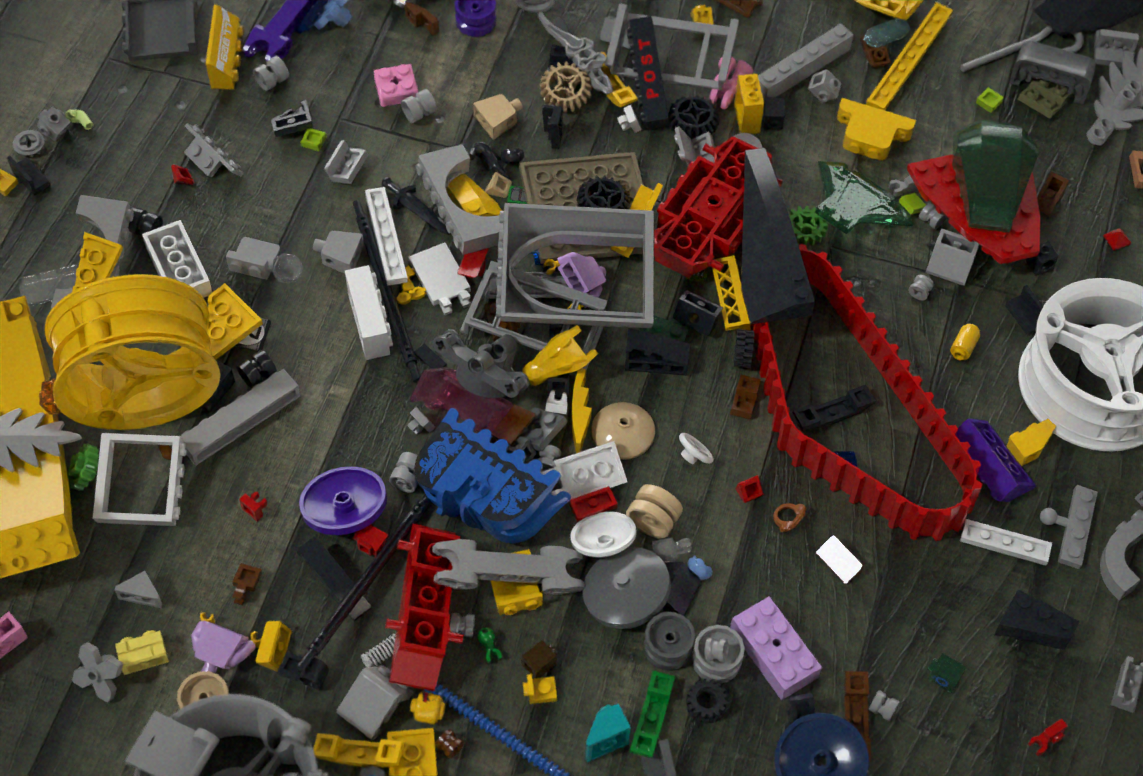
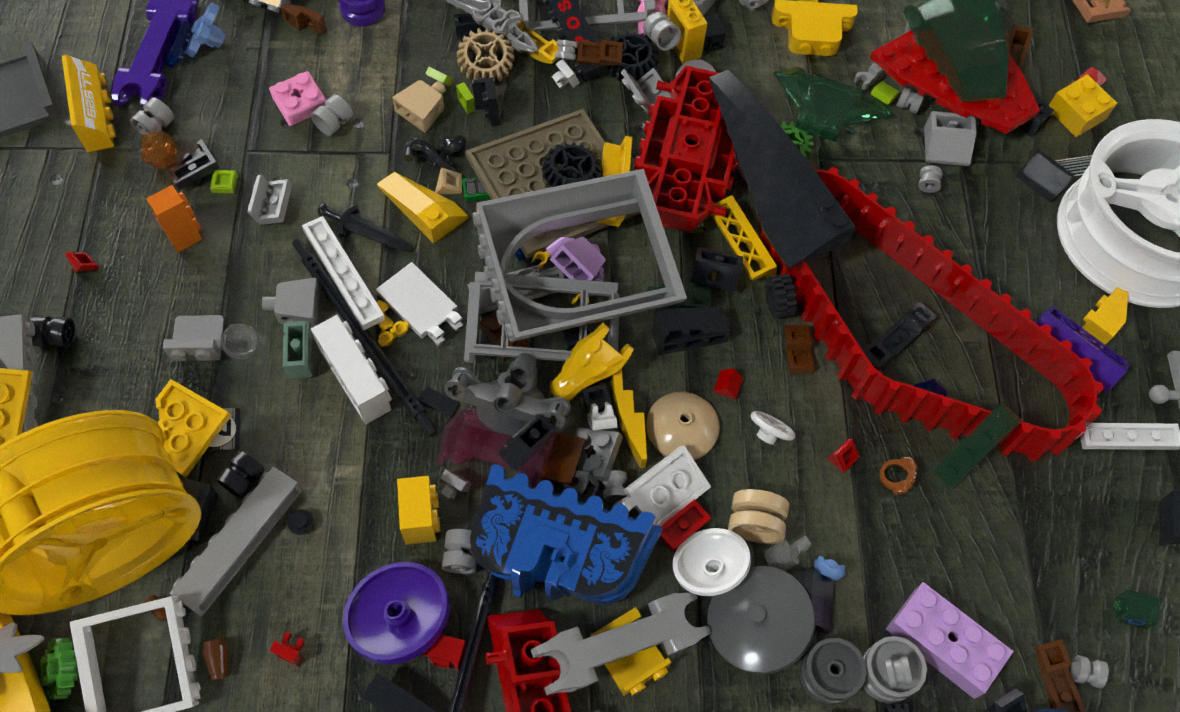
camera: 20 degrees left, 5 degrees up
(176, 257) = (105, 369): white brick -> none
(198, 495) = (216, 658): none -> reddish brown cone
(207, 155) = (105, 231): light grey bracket -> none
(265, 158) = (175, 217): none -> orange wedge
(268, 100) = (158, 149): none -> clear orange brick
(291, 417) = (300, 522): none -> black plate
(330, 286) = (298, 349): none -> sand green brick
(384, 431) = (416, 510): none -> yellow brick
(468, 230) = (436, 242): light grey arch -> none
(473, 264) = (452, 272): red piece -> none
(483, 397) = (527, 442): none -> black brick
(523, 97) = (439, 76): none -> lime tile
(536, 119) = (465, 98): none -> lime tile
(635, 98) = (566, 49): none -> light grey wheel
(662, 108) = (600, 53): none -> reddish brown slope
(674, 407) = (728, 383): none -> red slope
(726, 101) = (662, 31): none -> light grey wheel
(840, 560) = (971, 509): slope -> none
(857, 505) = (977, 445): none -> clear green plate
(965, 342) = (997, 226): yellow head -> none
(1091, 257) = (1082, 105): none -> yellow brick

